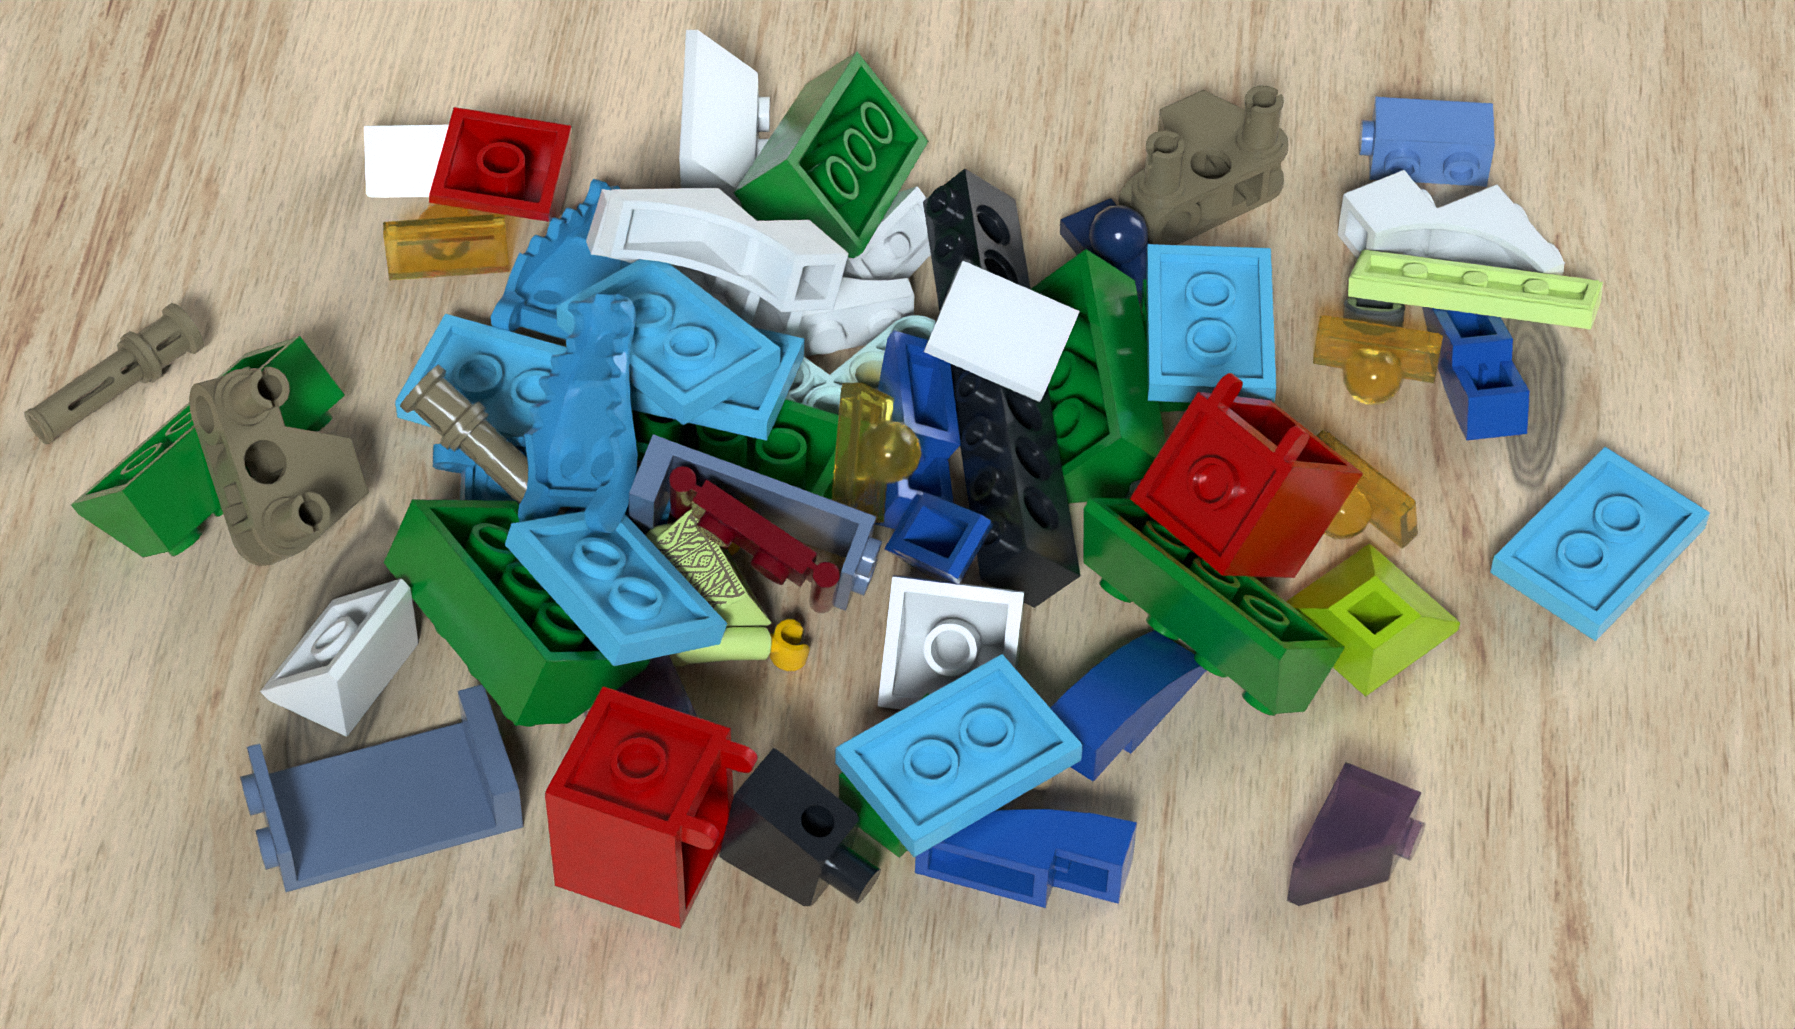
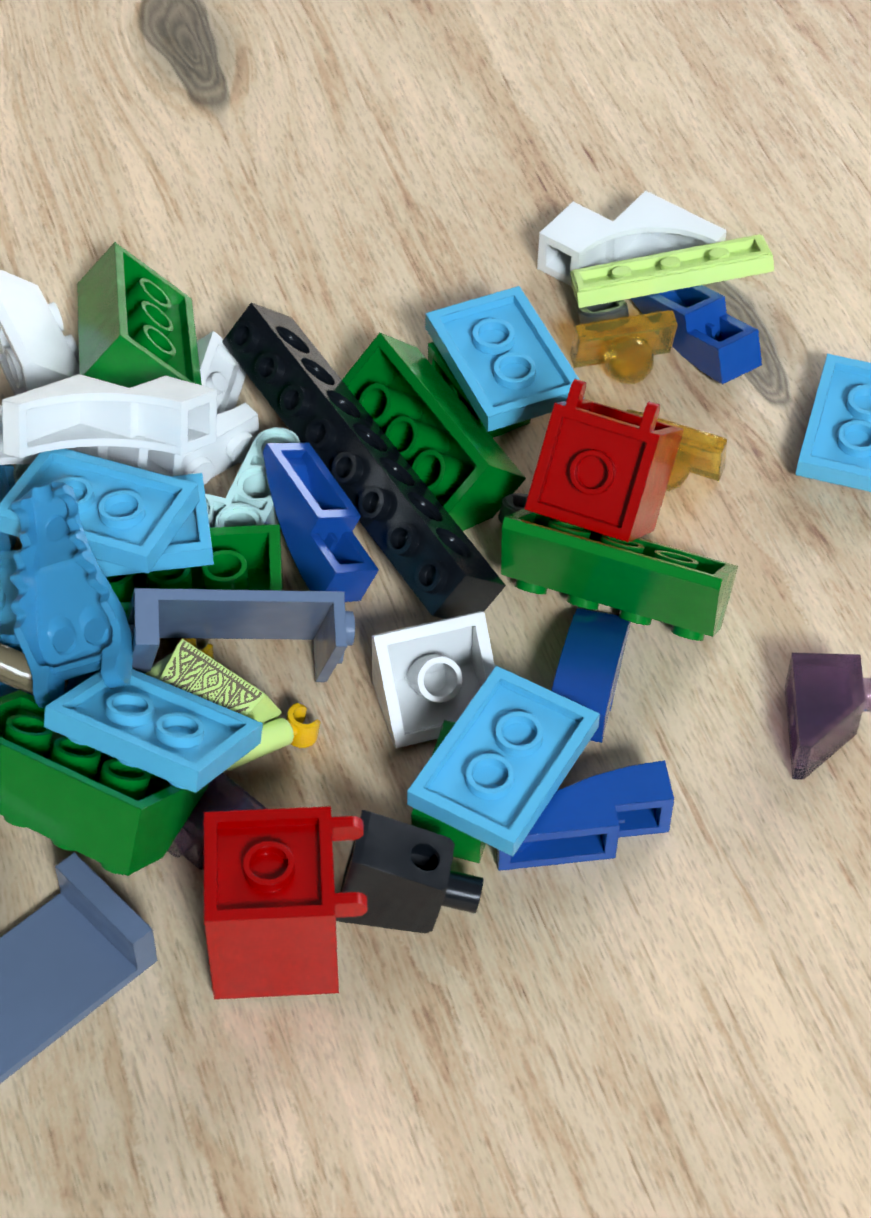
camera: 25 degrees left, 0 degrees up
(774, 551) = (226, 638): dark red plate -> none
(870, 449) = (300, 540): clear yellow tile -> none
(939, 537) = (398, 591): blue slope -> none
(1001, 331) = (355, 411): white slope -> none
(1112, 234) = (380, 314): dark blue tile -> none
(1208, 164) = (421, 246): dark tan piece -> none
(1376, 617) = (737, 534): lime slope -> none
(1429, 140) = (579, 172): medium blue brick -> none

